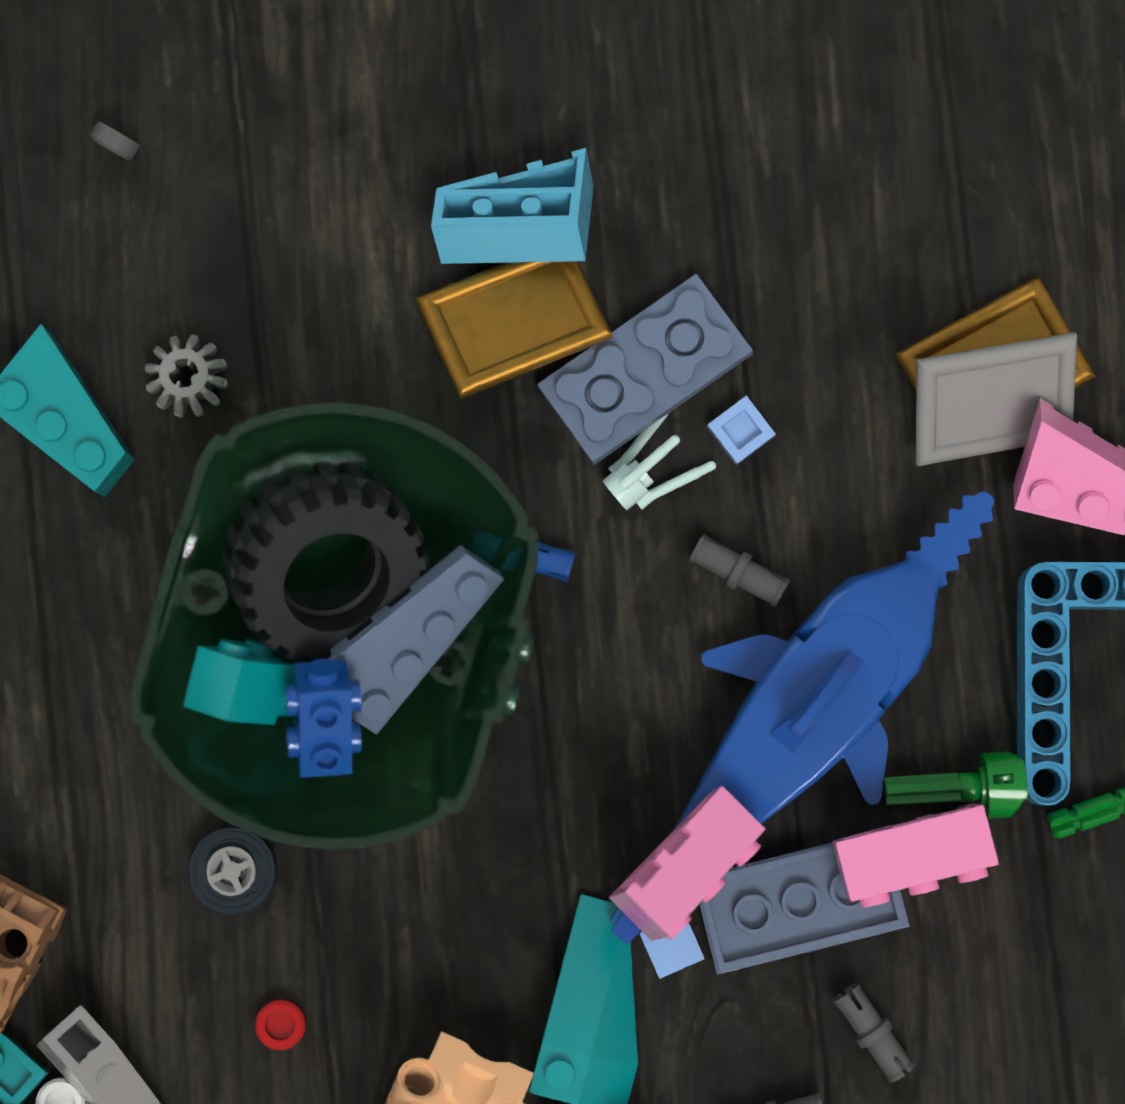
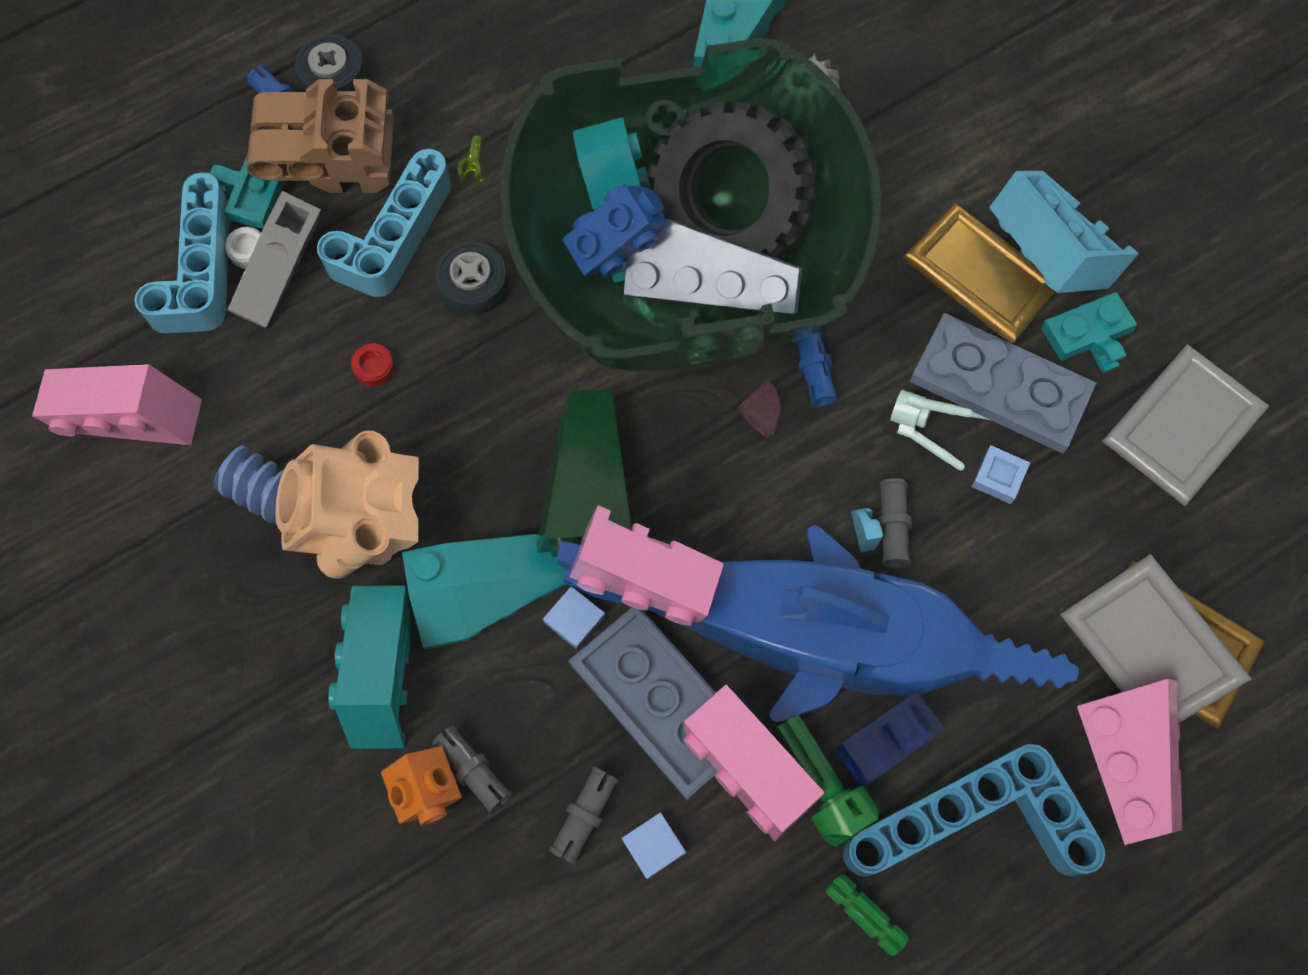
camera: 60 degrees right, 15 degrees down
(79, 798) = (471, 161): none -> clear neon green hand
(118, 925) = (421, 184): none -> medium azure beam
(538, 865) = (583, 471): none -> dark green slope
(549, 635) = (762, 409): none -> clear pink tile
(632, 239) = (1092, 329): none -> teal plate
(733, 603) = (867, 530): none -> medium azure tile
(787, 212) = (1185, 424): none -> light grey piece
(934, 979) = (653, 845): none -> light blue tile
(954, 705) = (889, 739): none -> clear blue brick

